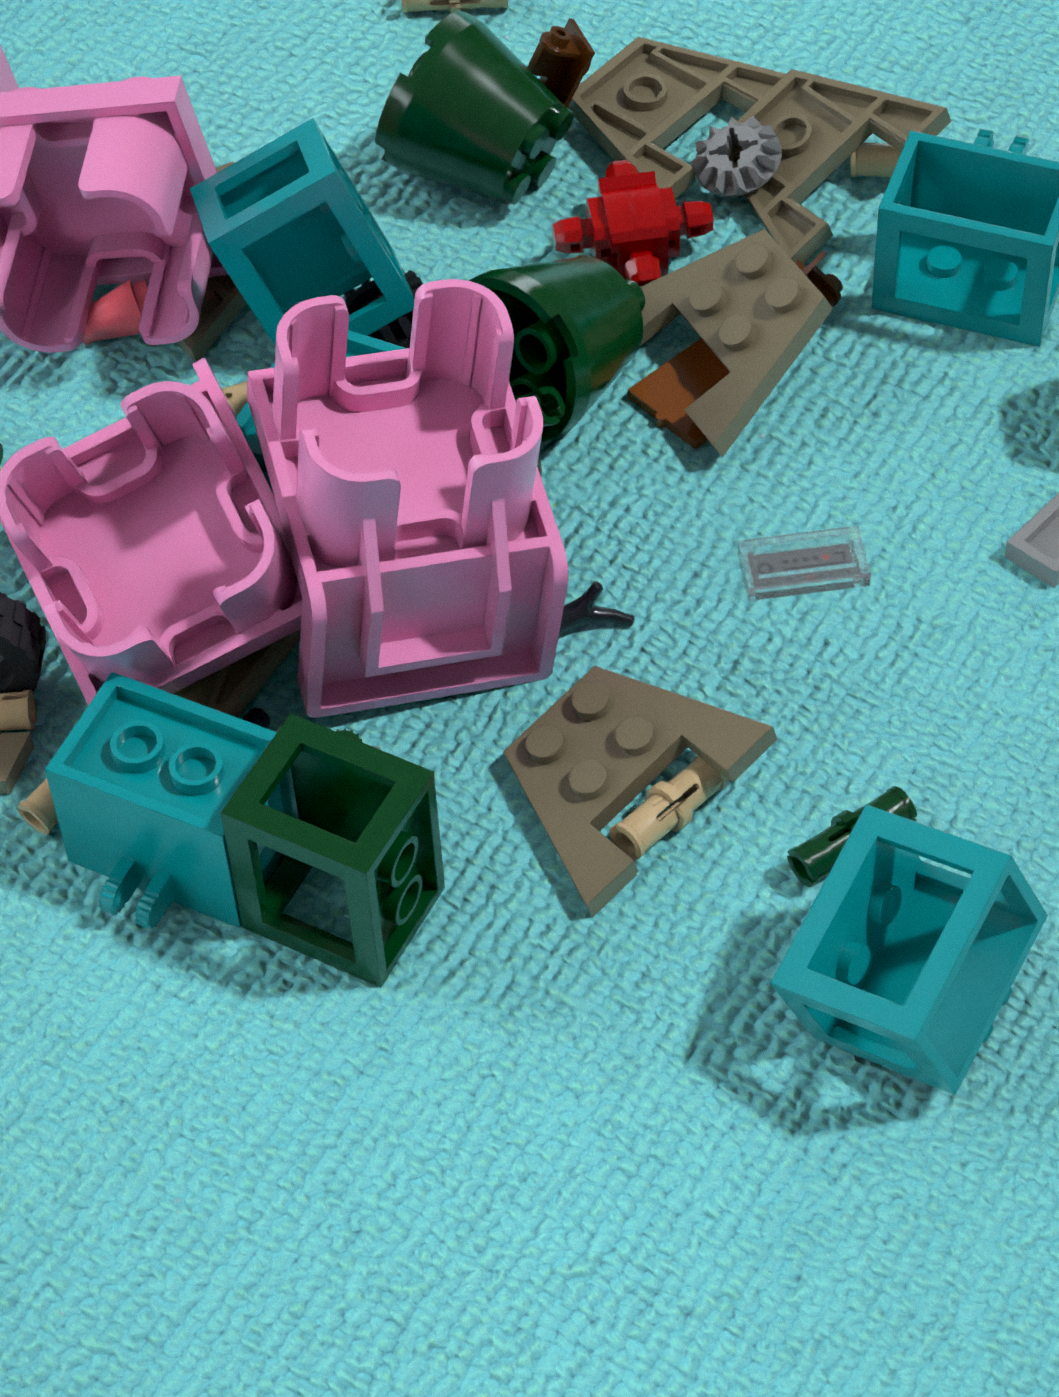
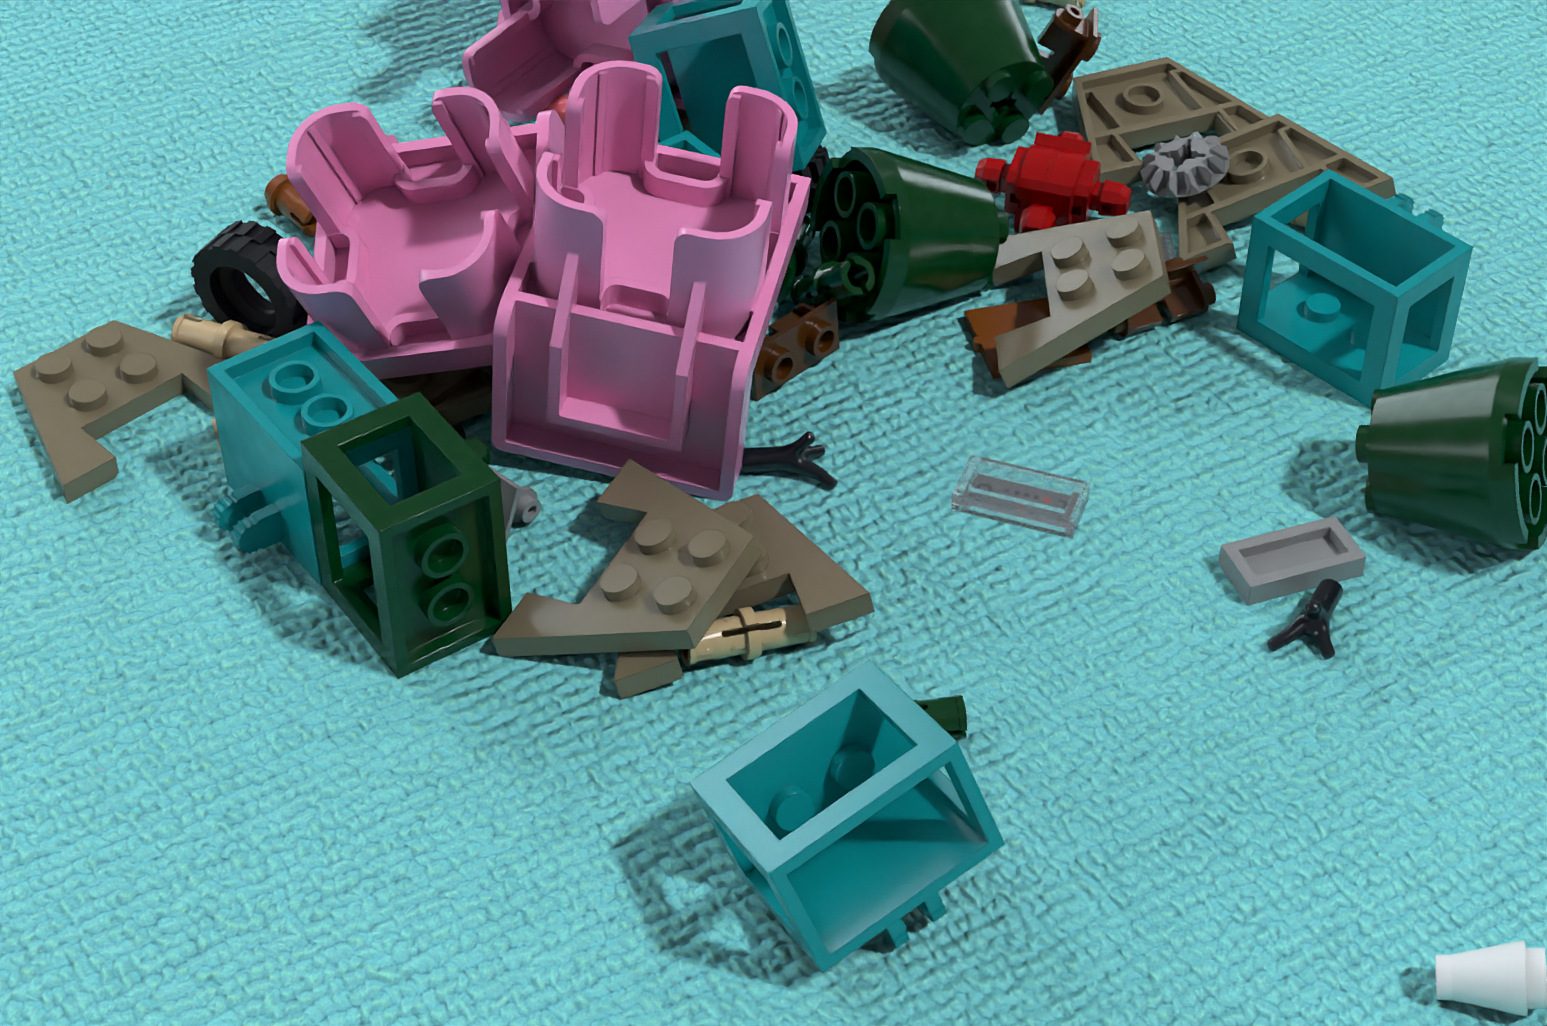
camera: 25 degrees right, 10 degrees down
(577, 794) = (657, 588): none -> dark tan wing

